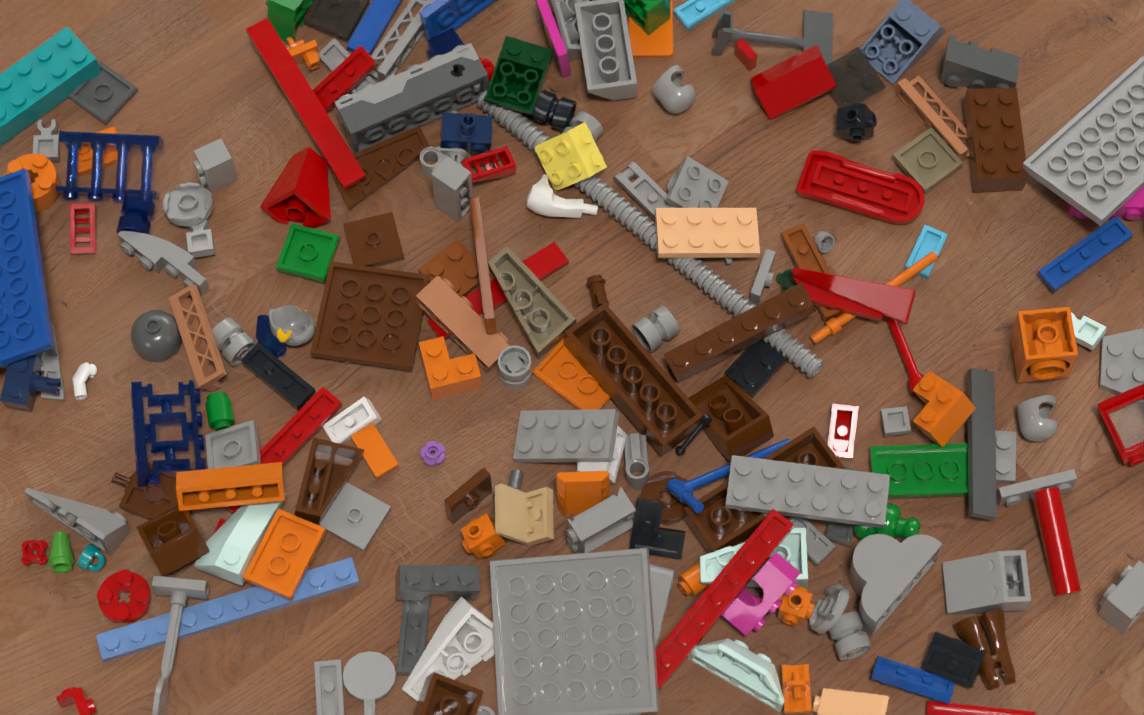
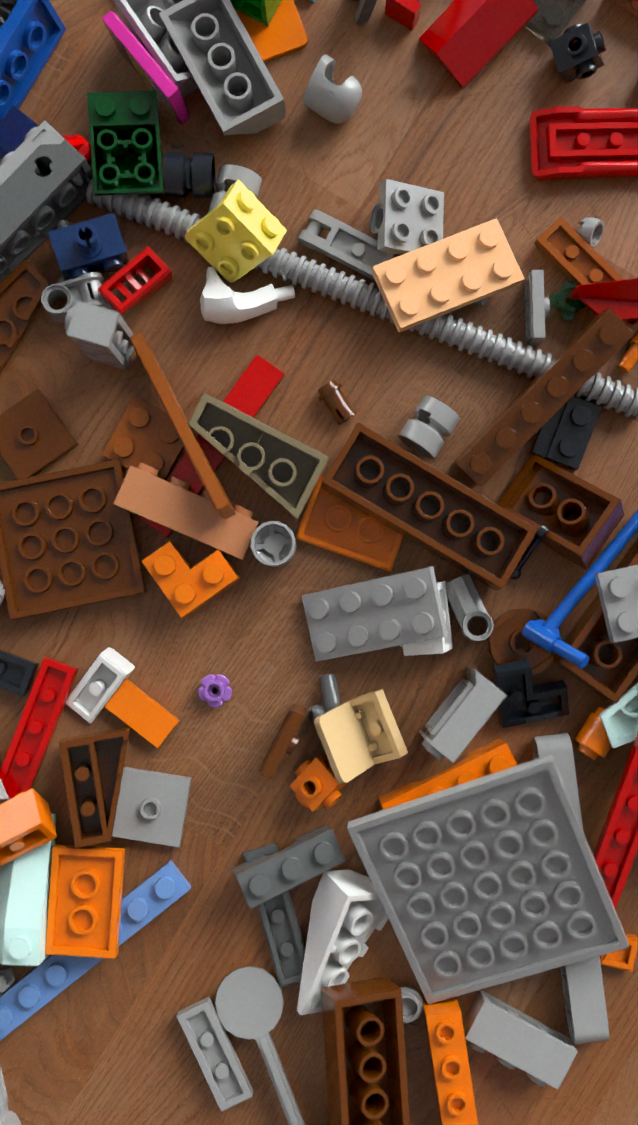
camera: 25 degrees left, 20 degrees up
(581, 490) = (421, 679): orange slope -> none

